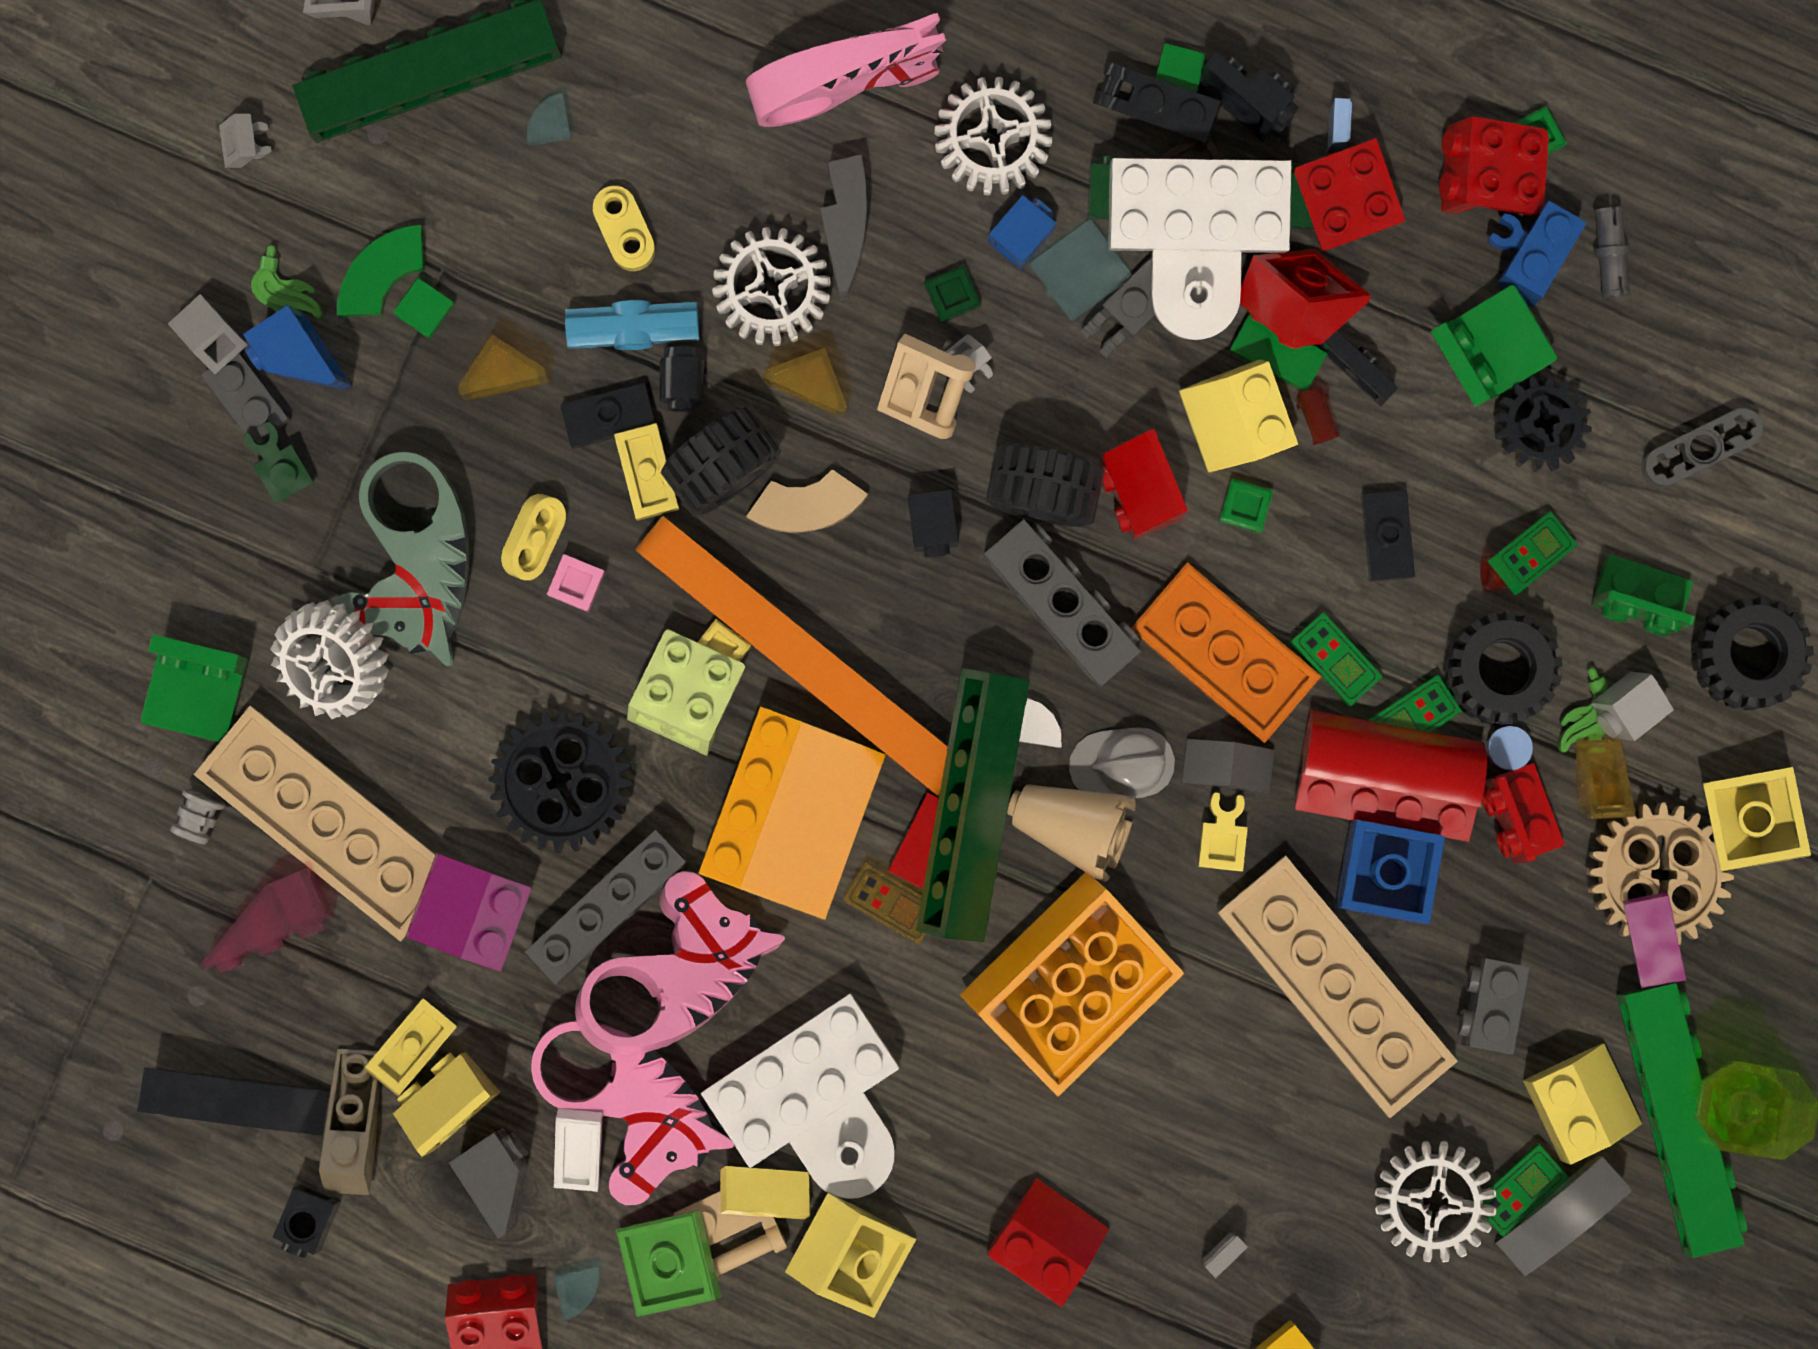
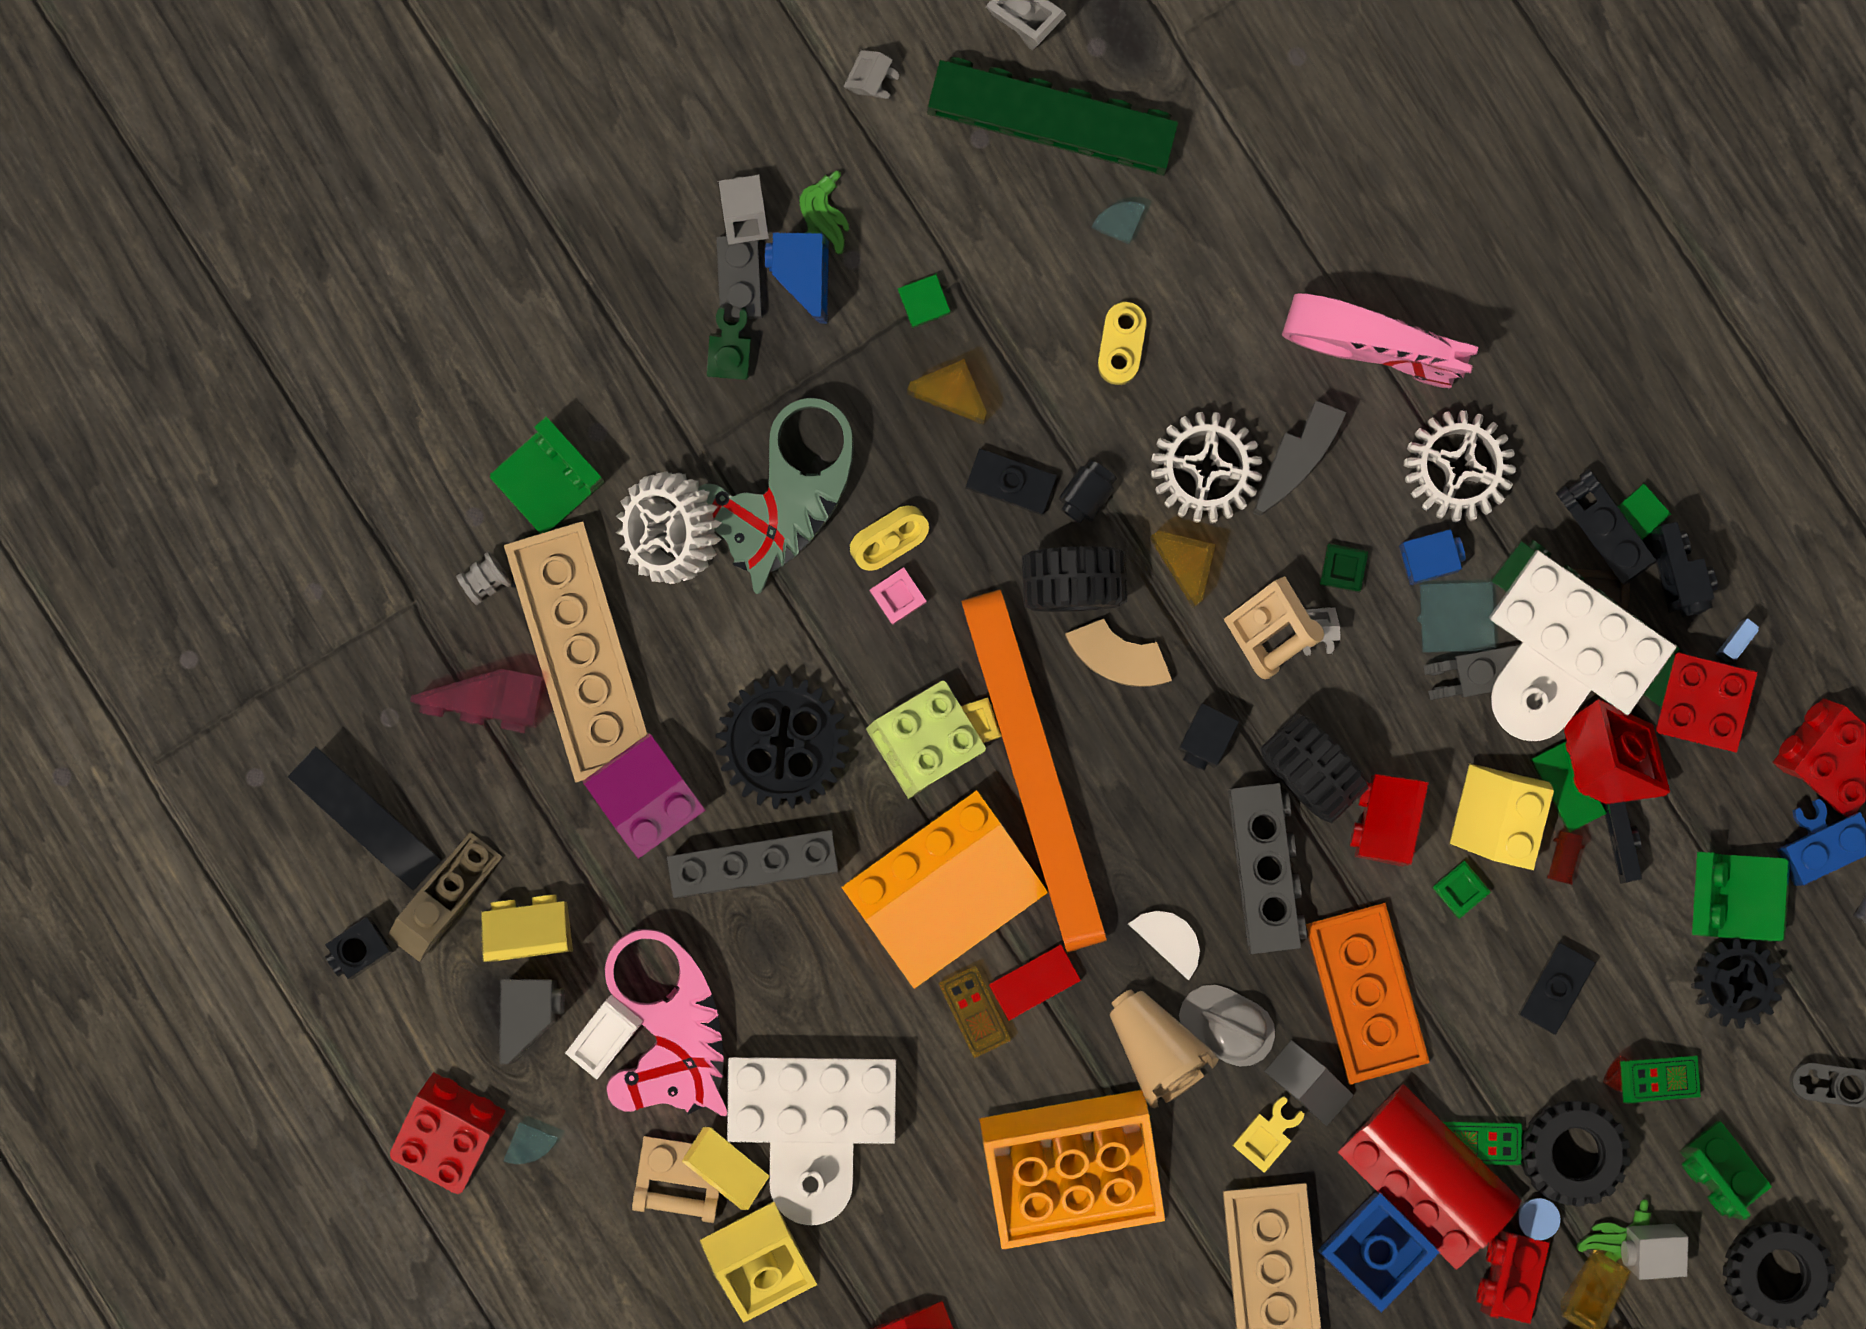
camera: 30 degrees right, 0 degrees up
(378, 270) = (908, 247): green tile -> none
(410, 1047) = (528, 869): light yellow plate -> none
(632, 325) = (1077, 424): dark azure piece -> none
(642, 463) = (1011, 540): light yellow plate -> none
(668, 1263) = (614, 1172): bright green tile -> none
(709, 966) = (801, 964): bright pink animal -> none
(972, 805) = (1089, 978): dark green brick -> none
(1336, 659) = (1450, 1057): green tile -> none

